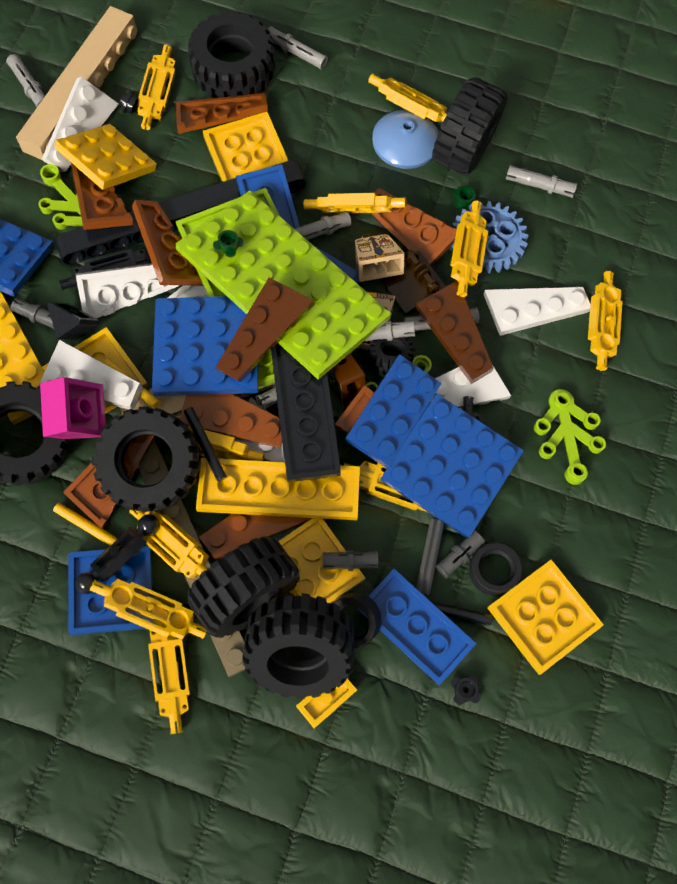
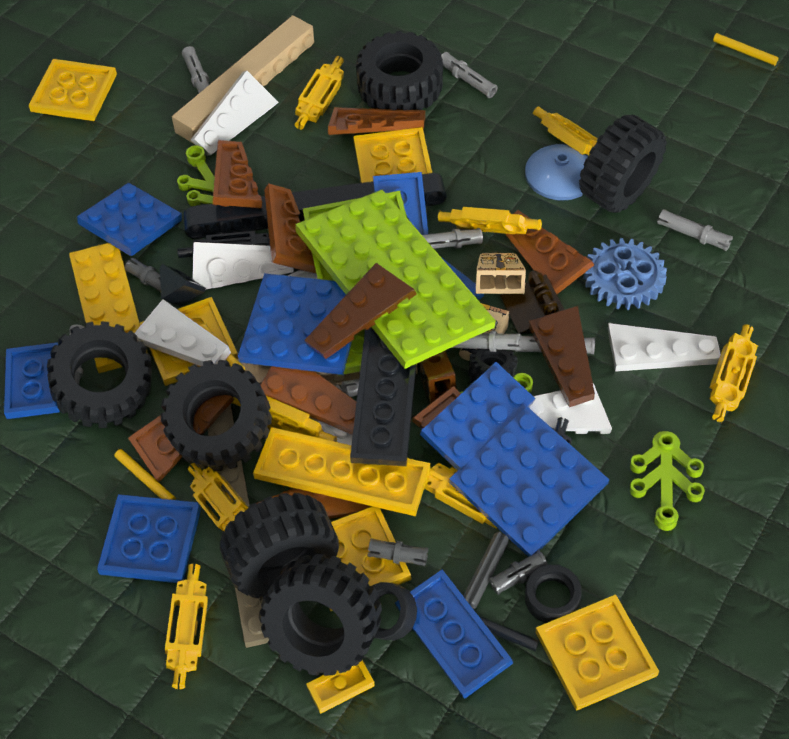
camera: 20 degrees right, 15 degrees down
(72, 408) = (156, 354): dark pink slope -> none
(105, 156) = (252, 144): yellow plate -> none
(118, 553) = (155, 507): black plate -> none
(123, 597) = (182, 559): yellow piece -> none
(128, 102) = (288, 102): black plate -> none
(205, 444) = (277, 412): black bar -> none
(228, 237) = (345, 229): dark green plate -> none
(464, 192) = (607, 232): dark green plate -> none
(469, 248) = (587, 293): yellow piece -> none
(472, 694) = (491, 700): black plate -> none

